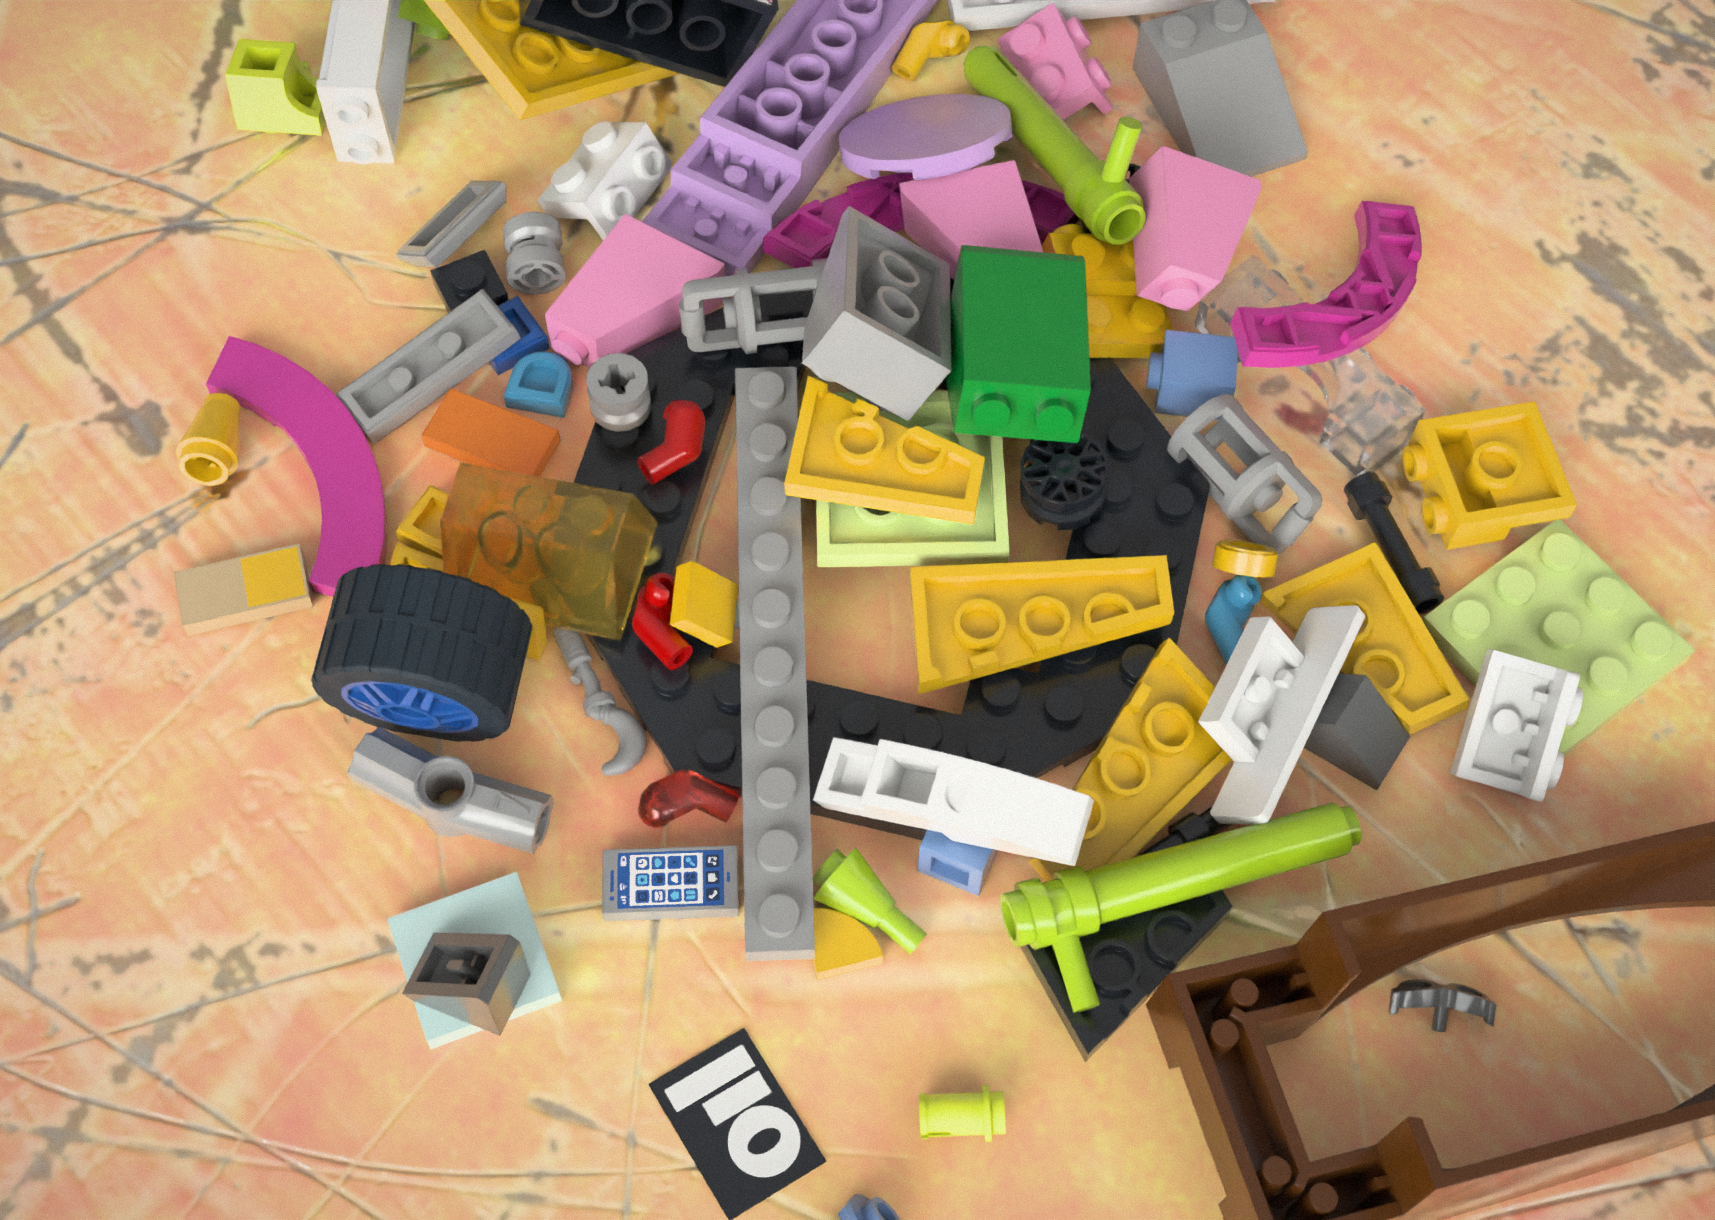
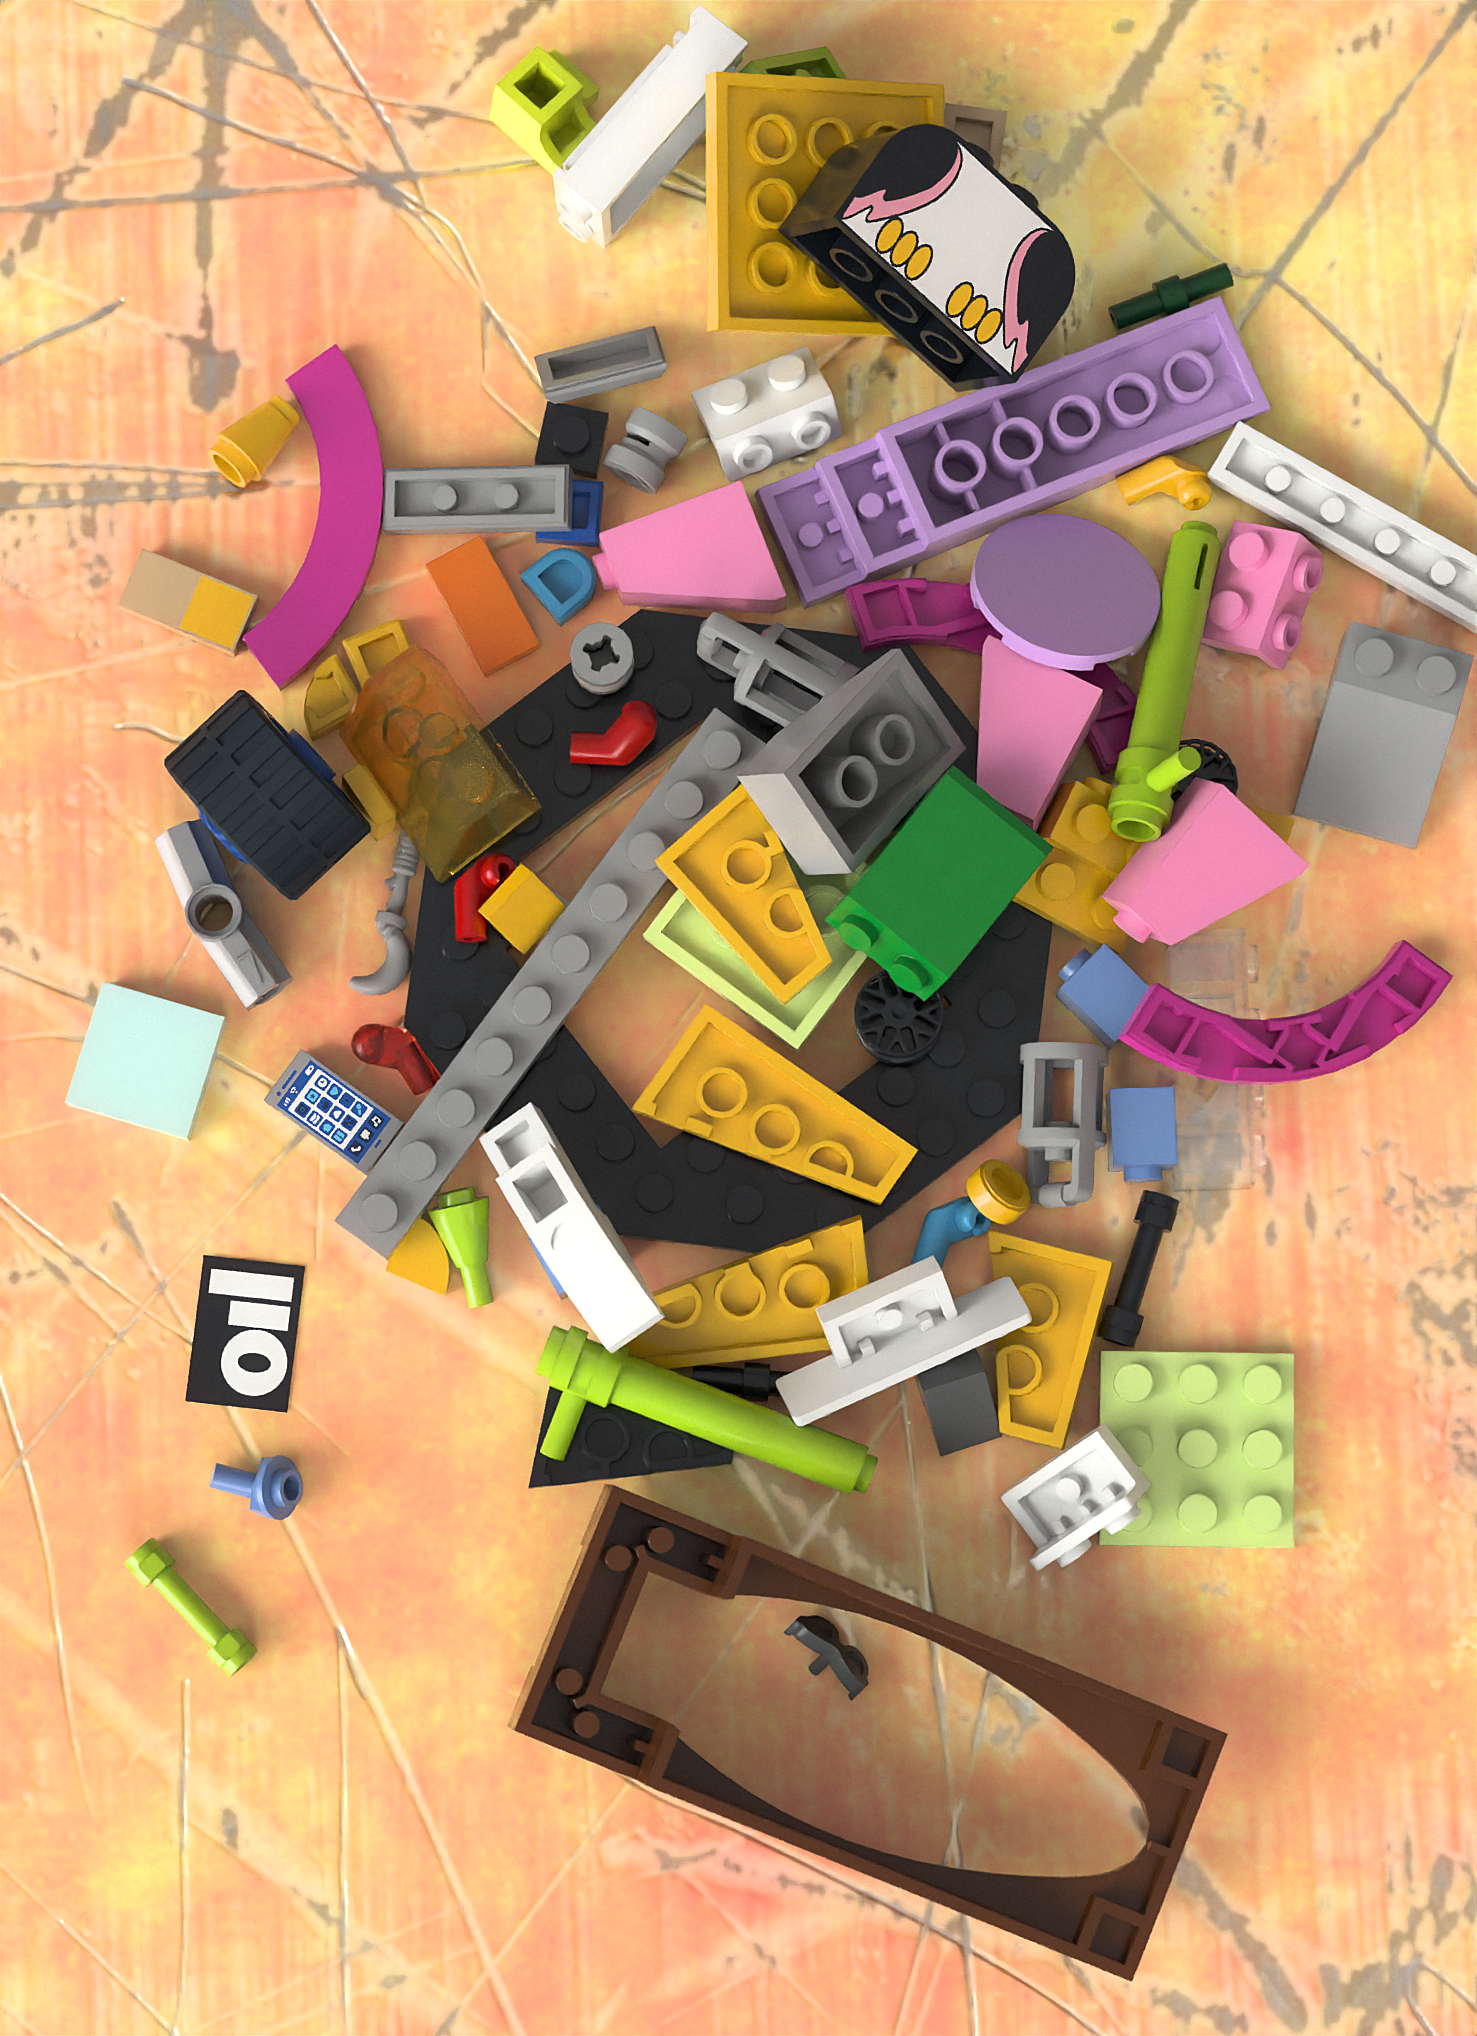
camera: 40 degrees right, 20 degrees up
(471, 978) = (122, 1081): dark grey slope -> none
(962, 1114) = (406, 1458): neon yellow pin -> none
(1313, 439) = (1141, 1132): none -> medium blue brick
(1486, 474) = (1264, 1273): yellow plate -> none

